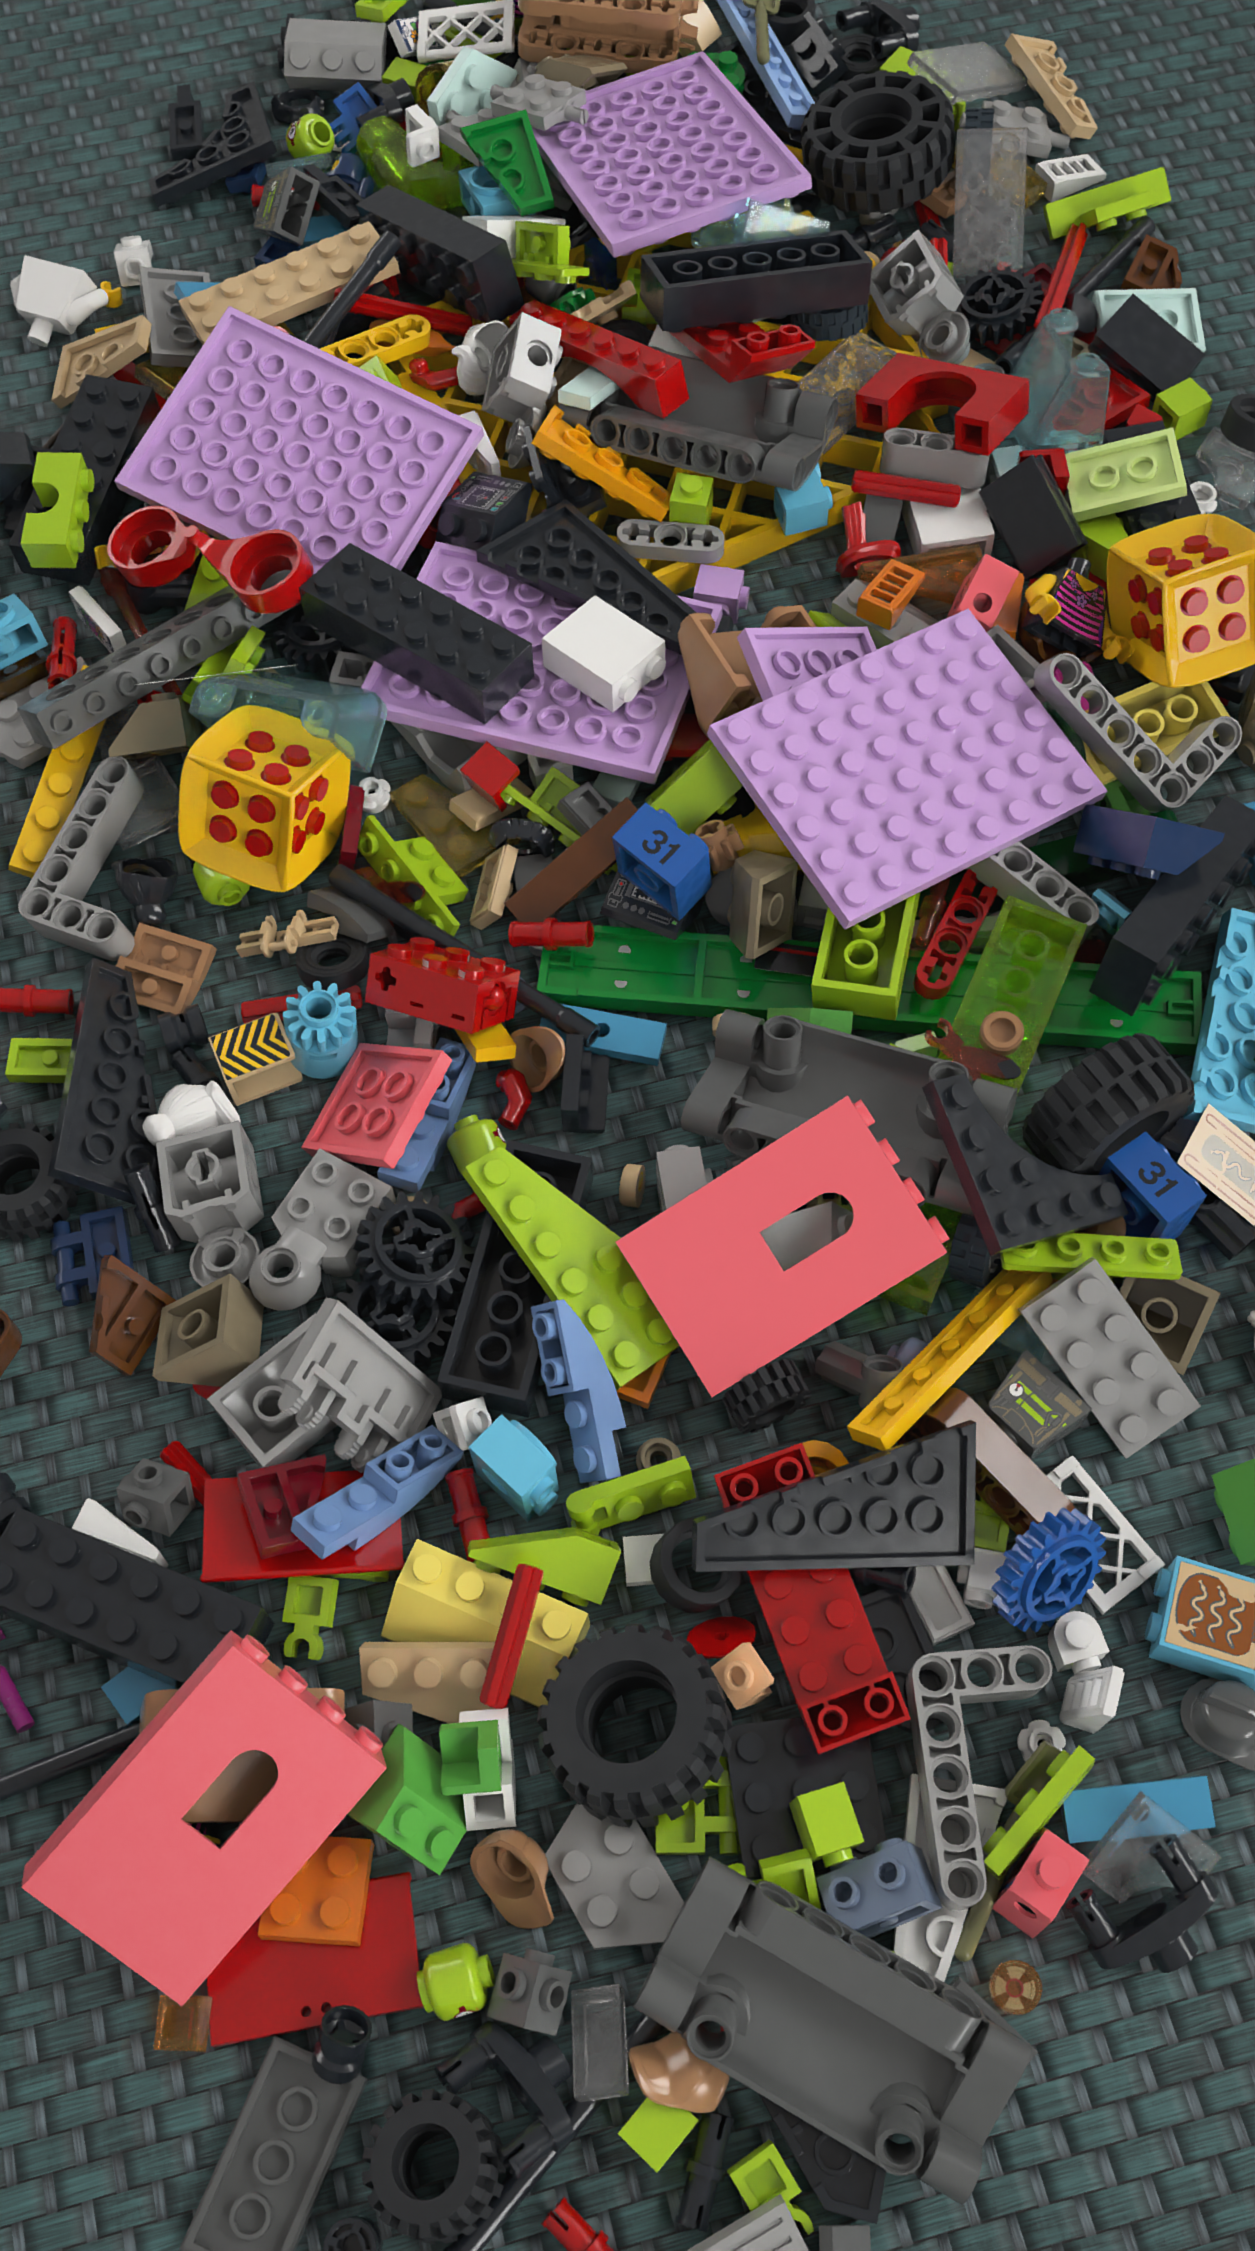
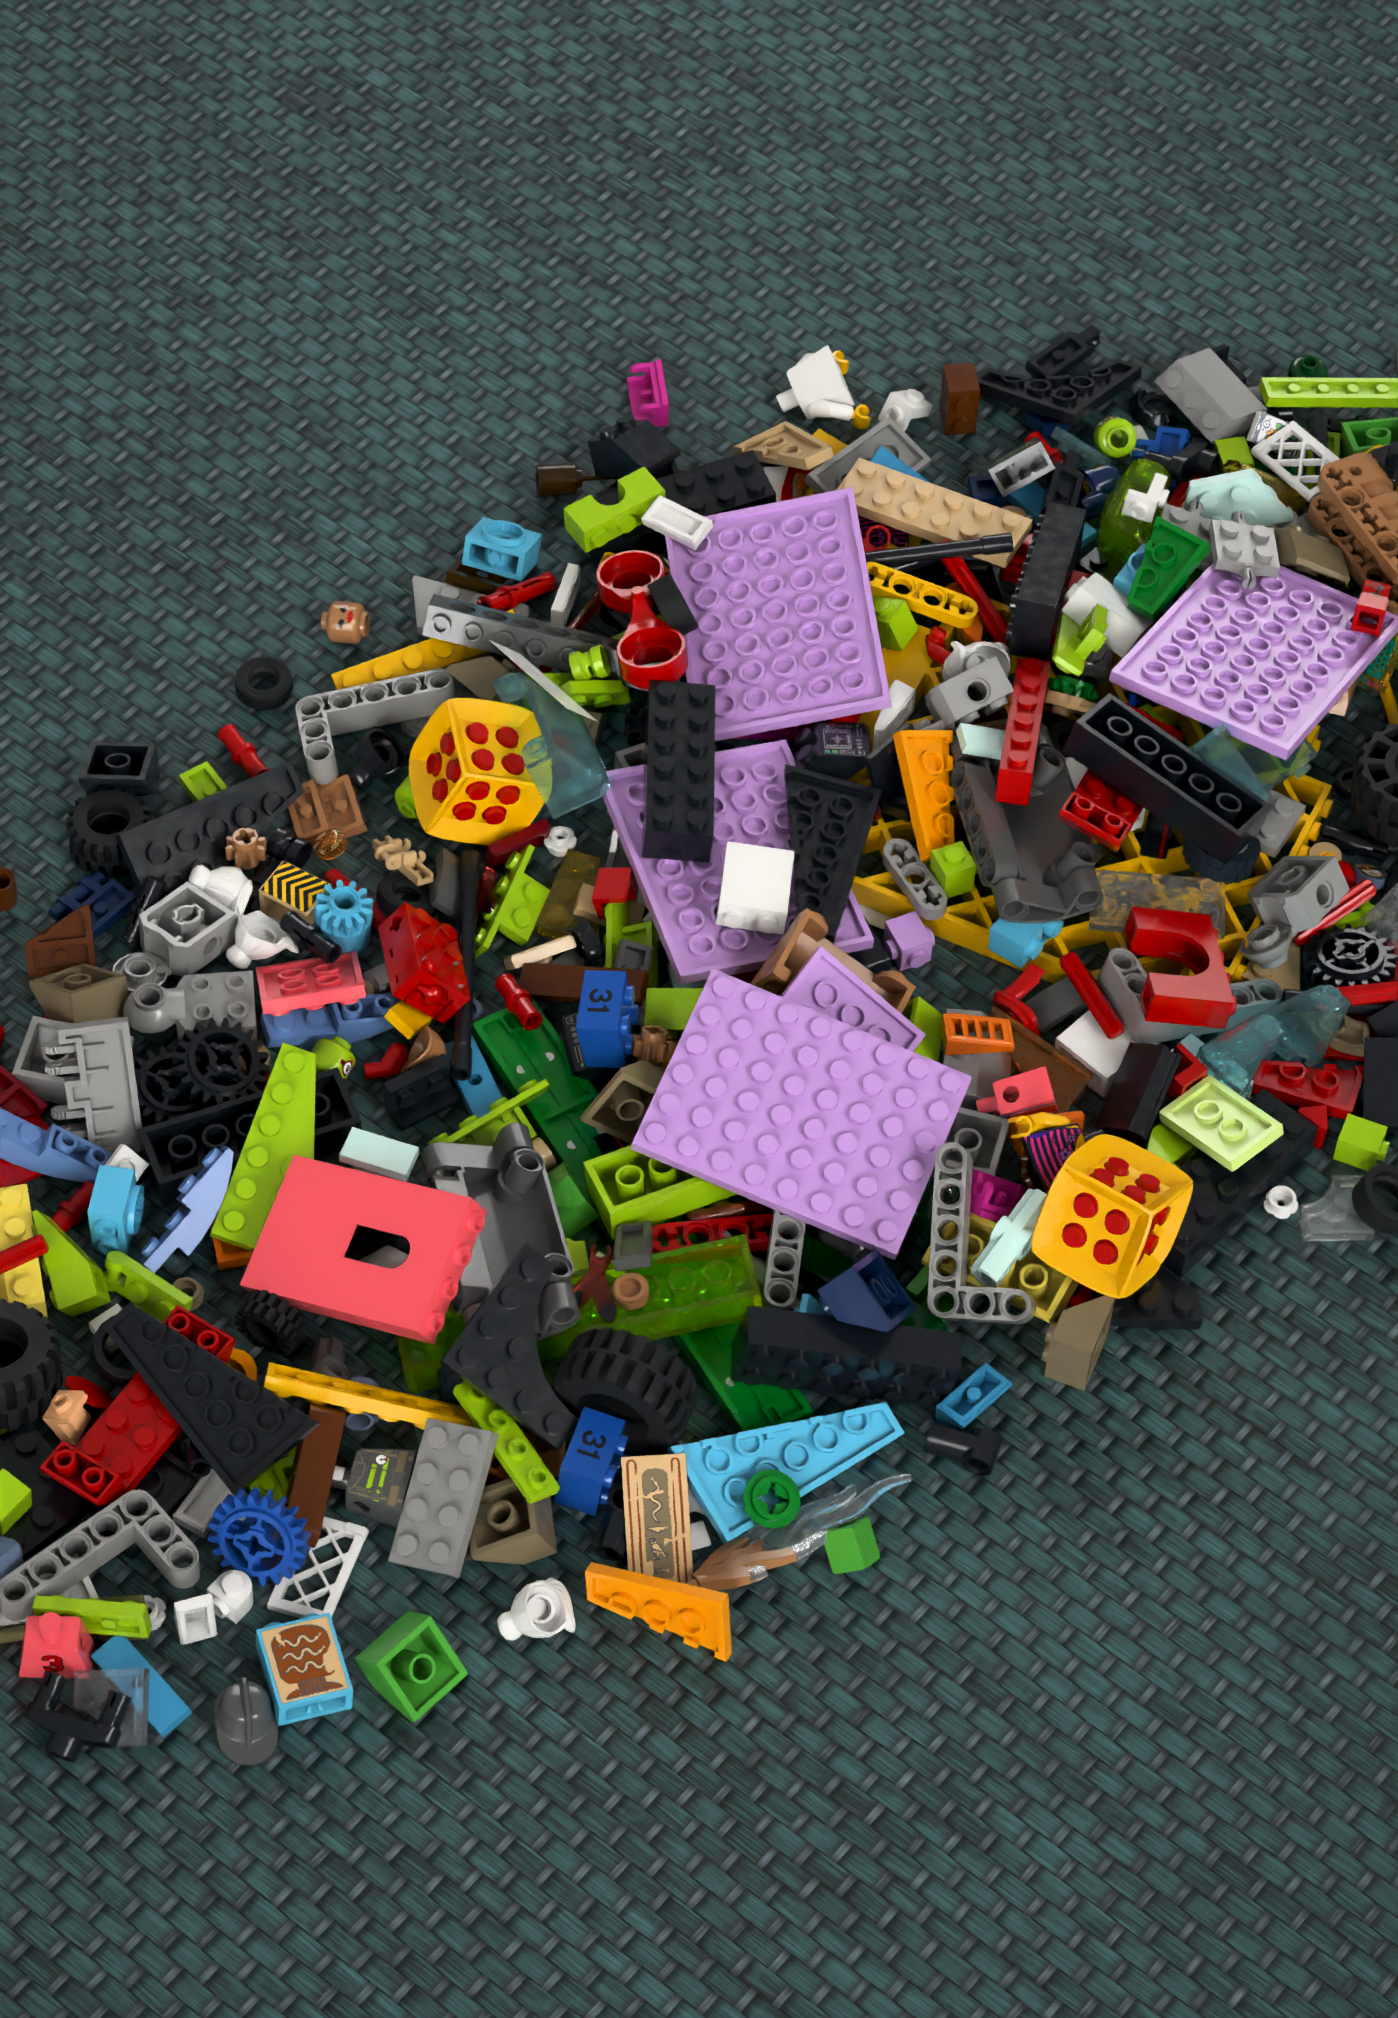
camera: 50 degrees right, 10 degrees down
(126, 466) = (677, 522): none -> white tile
(159, 1064) = (245, 848): none -> medium nougat gear
(169, 209) = (959, 398): none -> reddish brown piece
(211, 989) = (330, 844): none -> clear orange tile
(222, 631) = (589, 664): none -> lime wheel
(224, 516) = (672, 604): none -> black tyre
(275, 1121) = (258, 938): none -> white hair
(320, 1070) = (310, 937): none -> black pin
(666, 1161) = (379, 1154): none -> light aqua tile
(681, 53) = (1373, 605): none -> red leg
(682, 1049) = (502, 1112): none -> lime bracket
(945, 998) = (633, 1245): none -> dark grey tile
(1143, 692) = (1009, 1240): none -> light aqua piece

